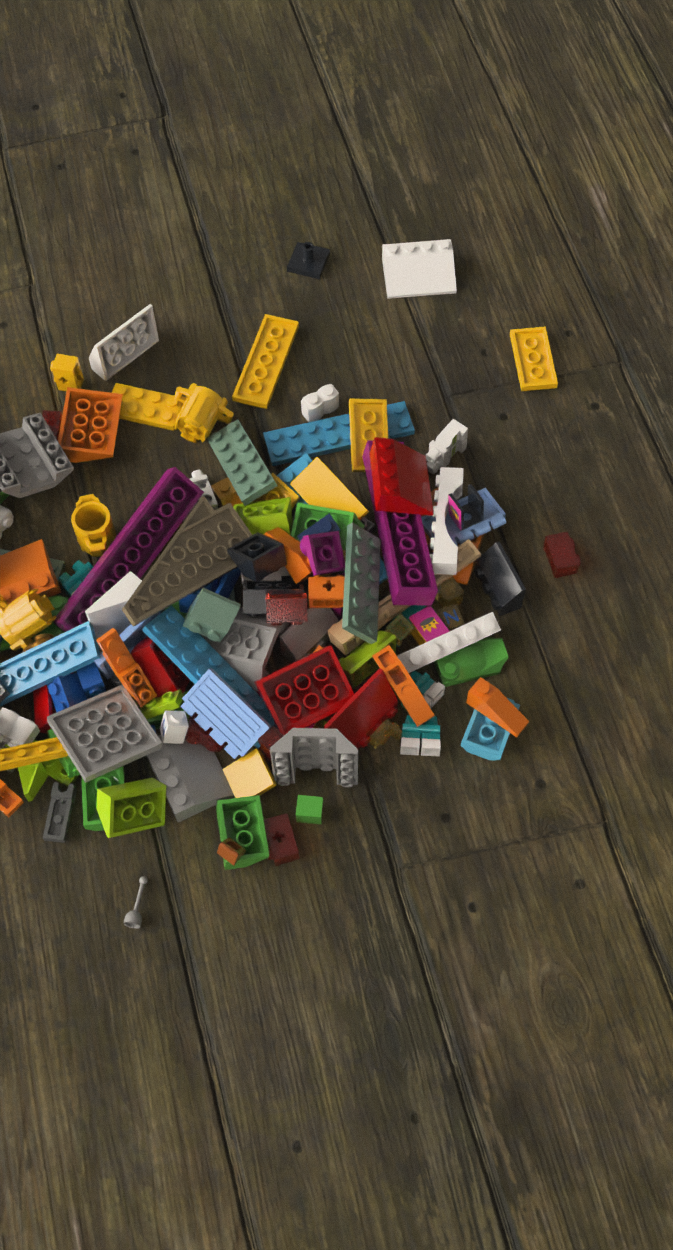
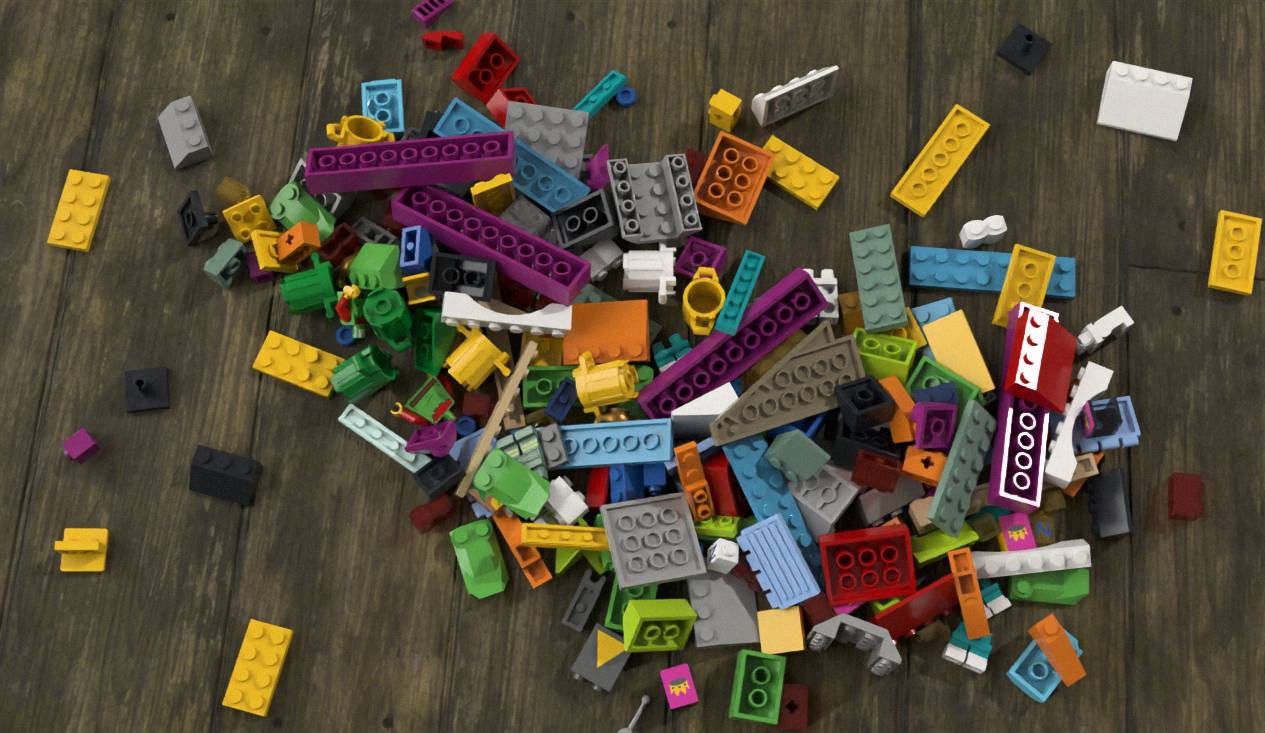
camera: 20 degrees right, 10 degrees up
(38, 517) = (650, 271): none -> white container
(79, 488) = (700, 254): none -> magenta slope
(91, 858) = (601, 660): none -> dark grey brick
(122, 508) = (739, 293): none -> teal plate
(170, 857) = (678, 687): none -> dark pink piece
(200, 412) = (851, 203): yellow container -> none
(230, 851) = (741, 708): dark orange slope -> none
(309, 809) = (831, 686): bright green panel -> none

